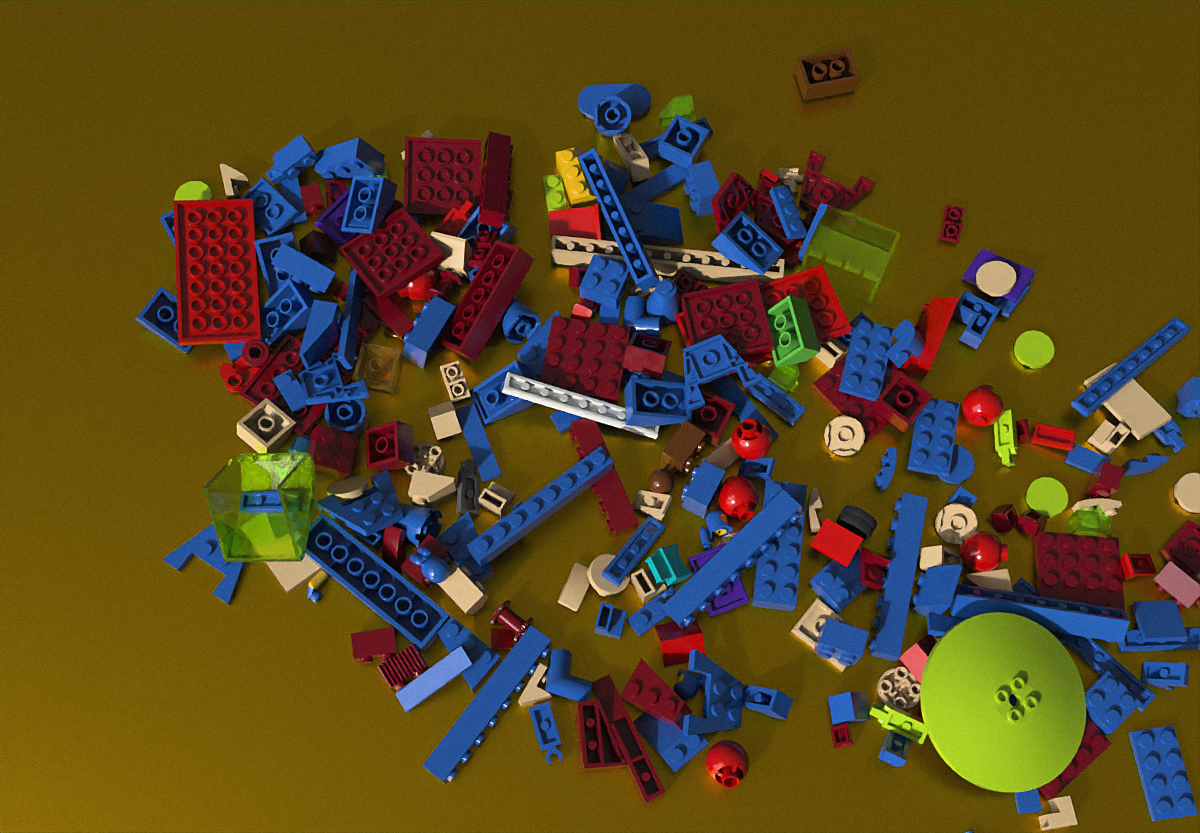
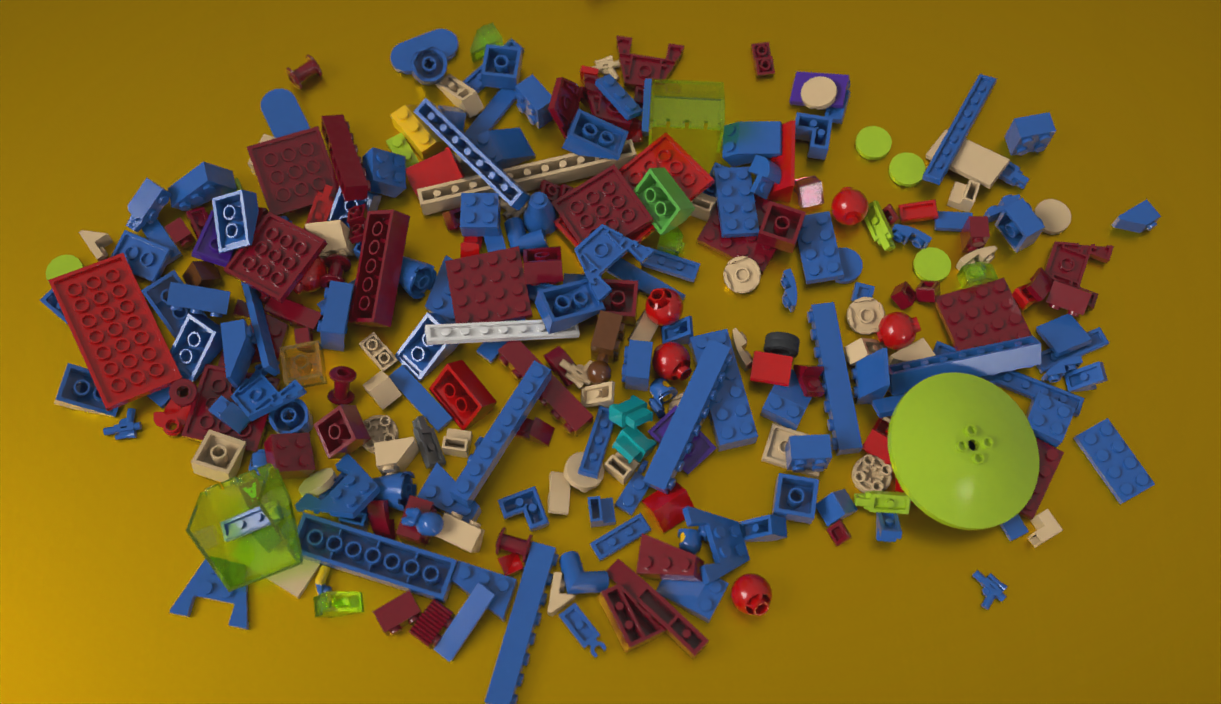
camera: 20 degrees left, 0 degrees up
(192, 367) = (125, 428): none -> blue piece
(321, 613) = (337, 603): none -> clear neon green slope
(389, 339) = (303, 335): none -> dark red slope
(410, 394) = (342, 378): none -> dark red hose
(454, 115) = (283, 113): none -> blue tile
(489, 82) = (304, 72): none -> dark red hose
(519, 453) = (462, 394): none -> red slope
(529, 207) = (385, 172): none -> blue brick
(542, 585) = (527, 503): none -> blue brick
(577, 517) = (536, 431): none -> dark red slope
(619, 654) = (620, 537): none -> blue tile
(630, 461) = (554, 358): none -> dark red slope
(639, 474) = (576, 374): none -> tan piece
(676, 534) = (630, 413): none -> teal piece
(810, 683) = (795, 498): none -> blue brick
(908, 301) = (747, 138): none -> blue slope
(946, 375) = (809, 191): none -> clear pink piece
(1030, 454) = (905, 233): none -> blue slope
(1058, 389) = (907, 169): none -> lime tile
(1138, 656) = (1056, 372): none -> blue slope
(1153, 559) = (1040, 284): none -> dark red slope
(1156, 489) = (1019, 225): none -> blue brick

